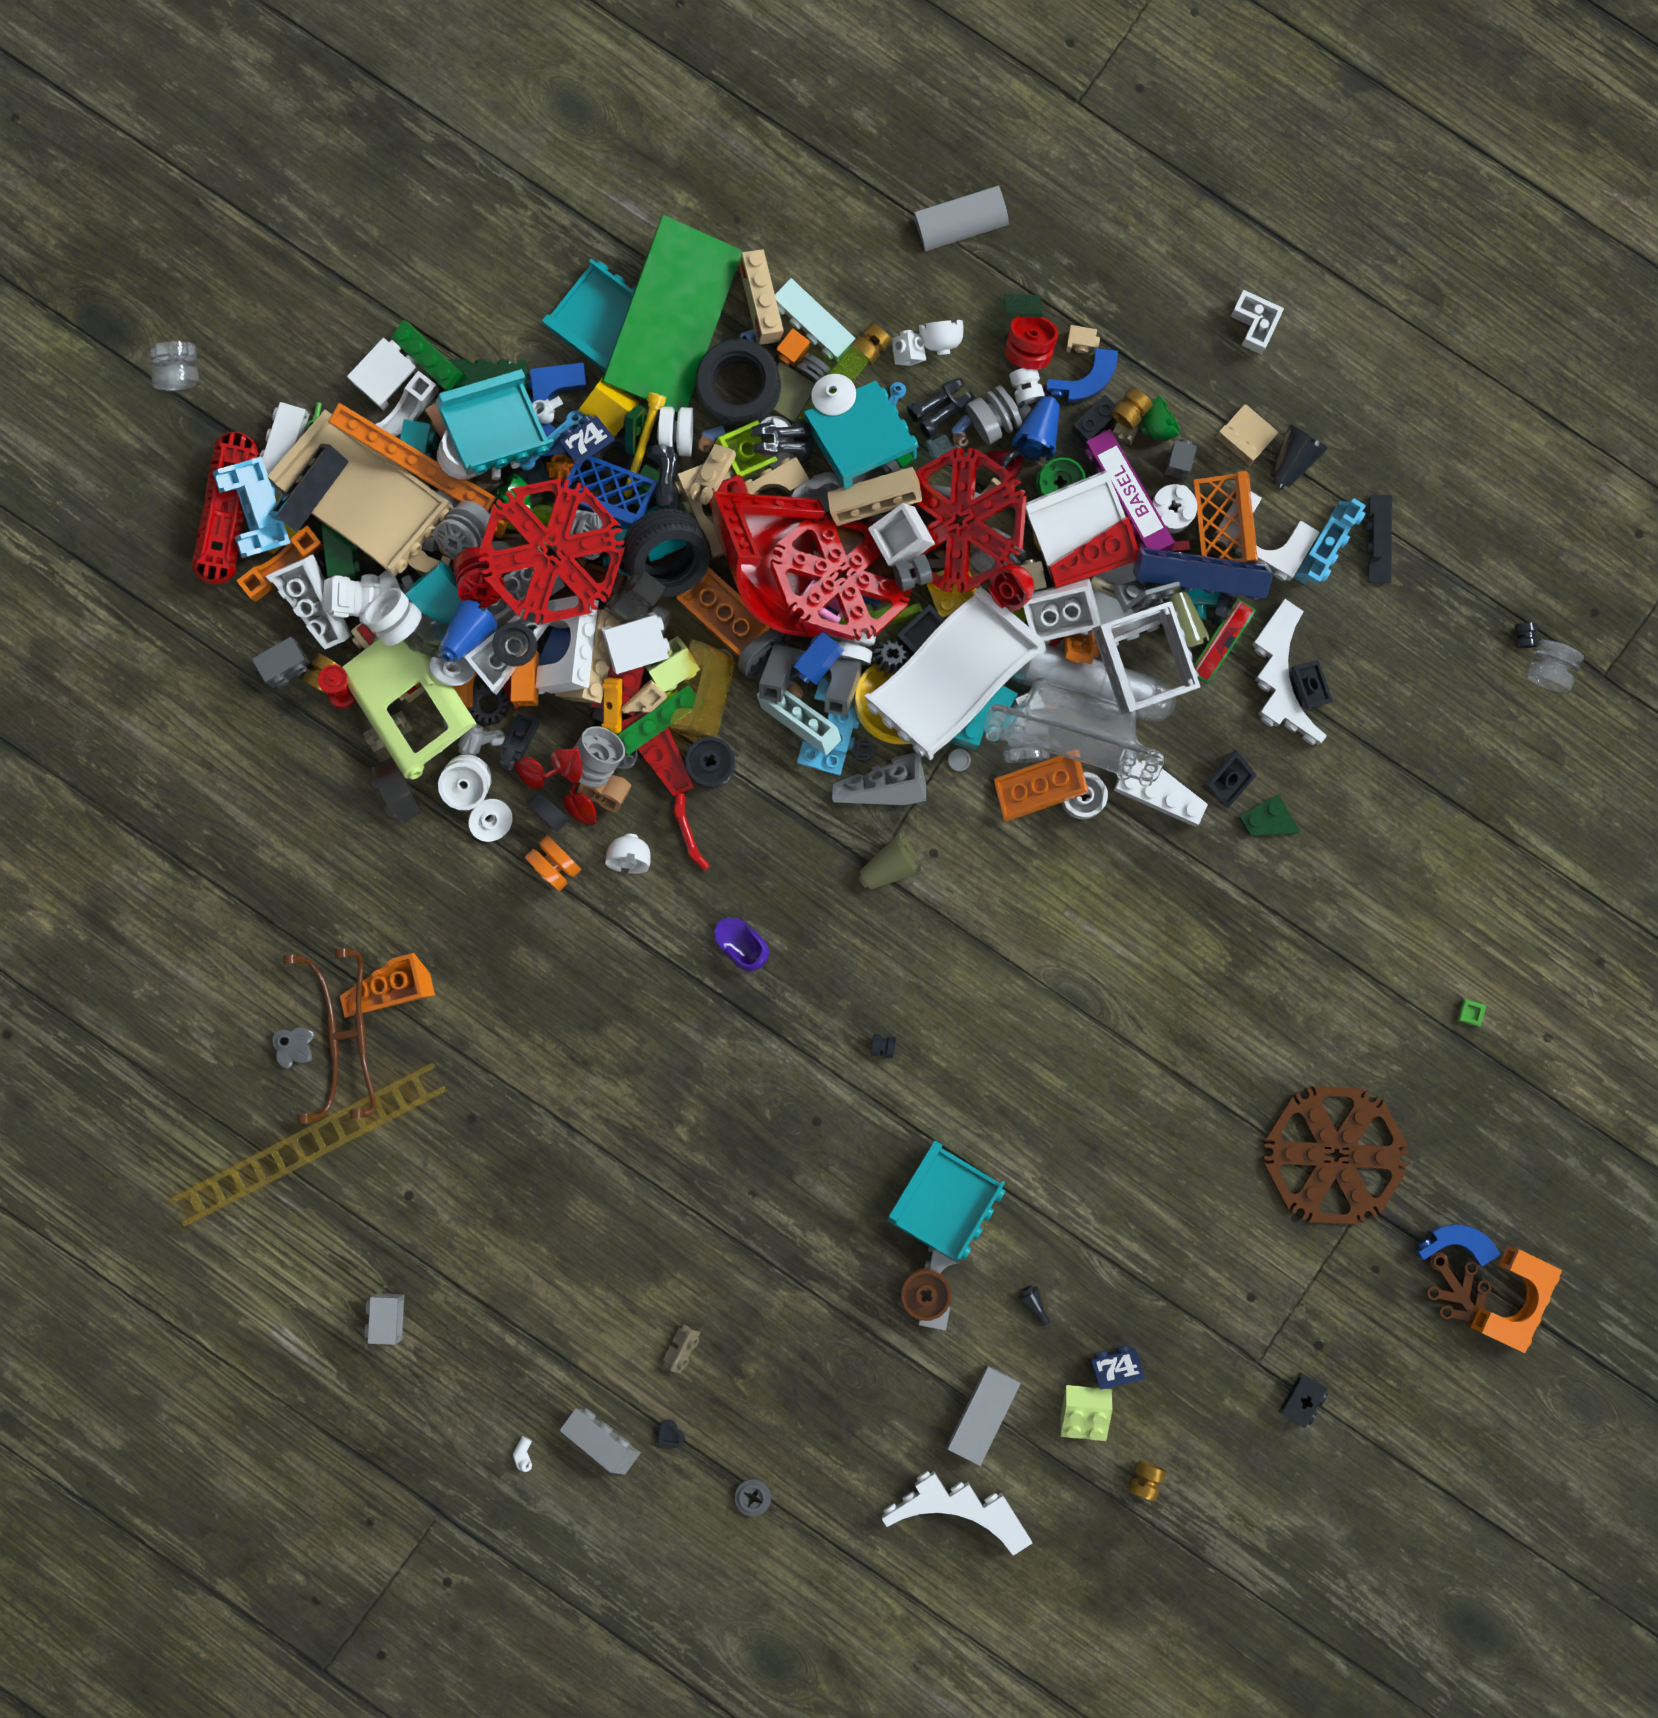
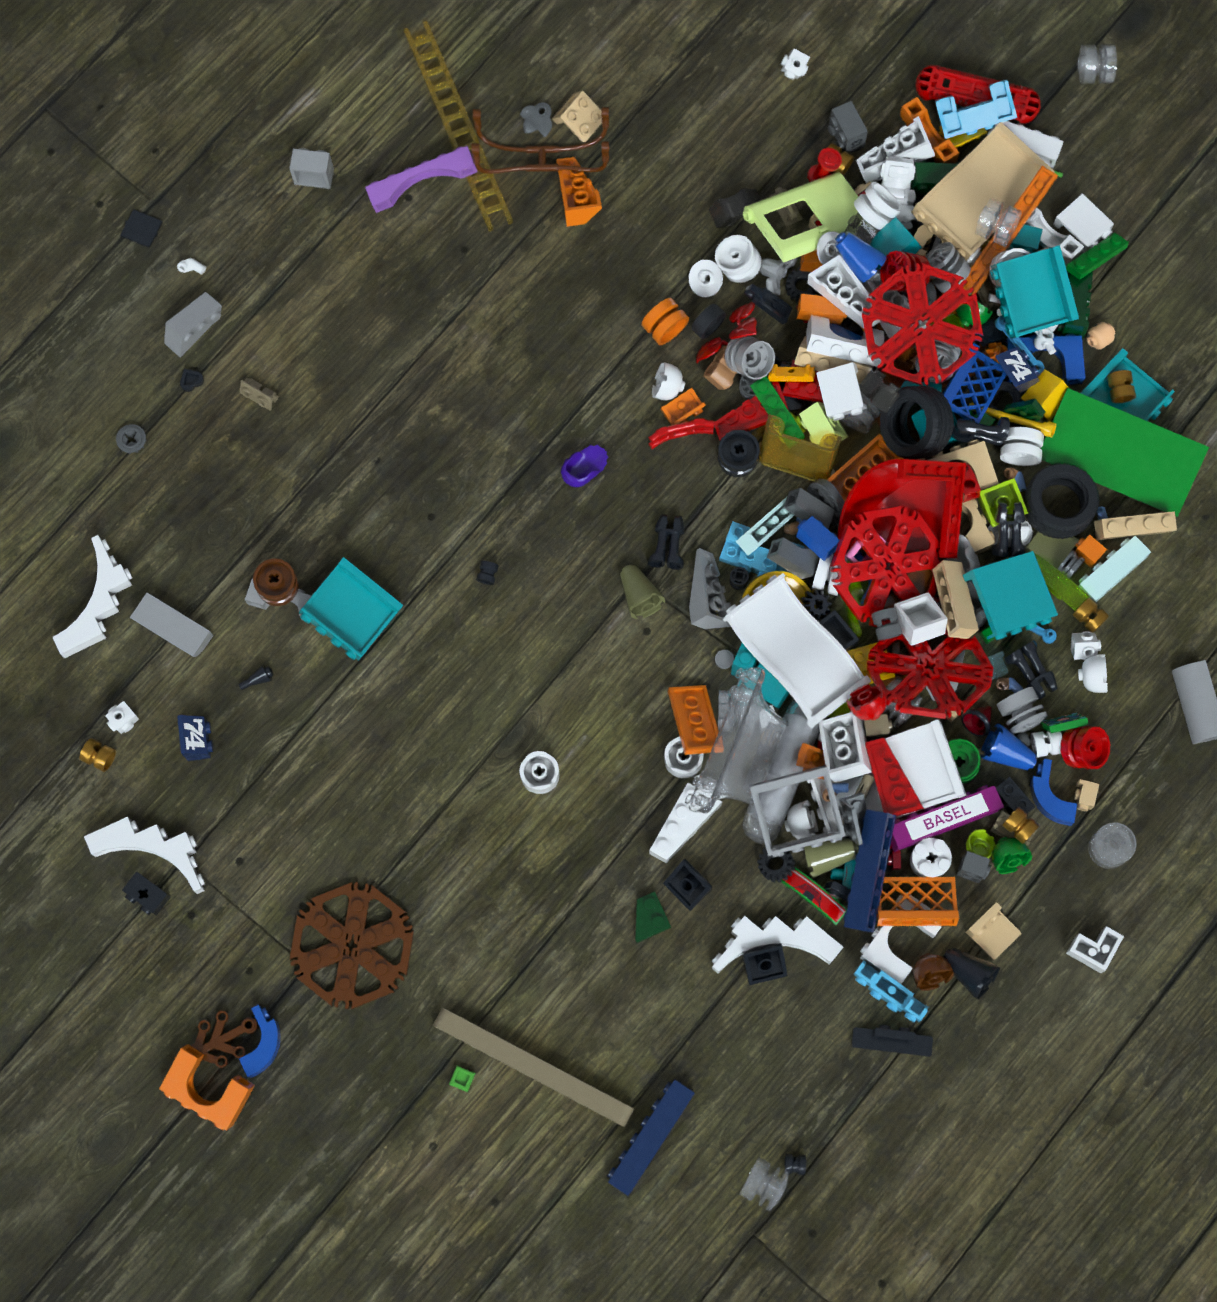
camera: 100 degrees right, 10 degrees down
(199, 733) = (800, 61): none -> white brick
(285, 994) = (580, 115): none -> tan bracket
(309, 487) = (989, 152): black panel -> none
(409, 1223) = (385, 193): none -> medium lavender arch
(412, 463) = (993, 220): none -> clear wheel
(476, 1524) = (141, 228): none -> black piece
(497, 647) = (841, 304): black tyre -> none
(524, 346) = (1100, 335): none -> light nougat head
(589, 320) = (1121, 386): none -> pearl gold wheel
(645, 699) = (794, 399): tan tile -> none
(658, 833) = (683, 407): none -> orange bracket
(712, 474) = (982, 467): tan hinge -> none
(835, 403) = (1041, 580): white dish -> none
(846, 845) = (674, 561): none -> black piece
(1003, 365) = (1064, 722): none -> green tile
(1023, 305) = (1118, 745): clear green piece -> none
(1086, 1413) = (160, 707): yellowish green brick -> none
(1097, 1451) = (121, 718): none -> white brick
(1105, 618) = (838, 788): none -> medium blue arm
(1124, 948) = (548, 766): none -> white brick
(1139, 307) = (1112, 845): none -> clear wheel
(1146, 655) = (801, 821): none -> white cylinder
(1152, 454) = (980, 843): none -> lime hair
(1209, 686) = (782, 873): none -> black tyre
(1251, 1372) = (124, 836): none -> white arch
(1299, 500) = (930, 971): none -> reddish brown cylinder
(1451, 935) = (533, 1067): none -> dark tan beam
(1514, 795) = (650, 1138): none -> dark blue brick

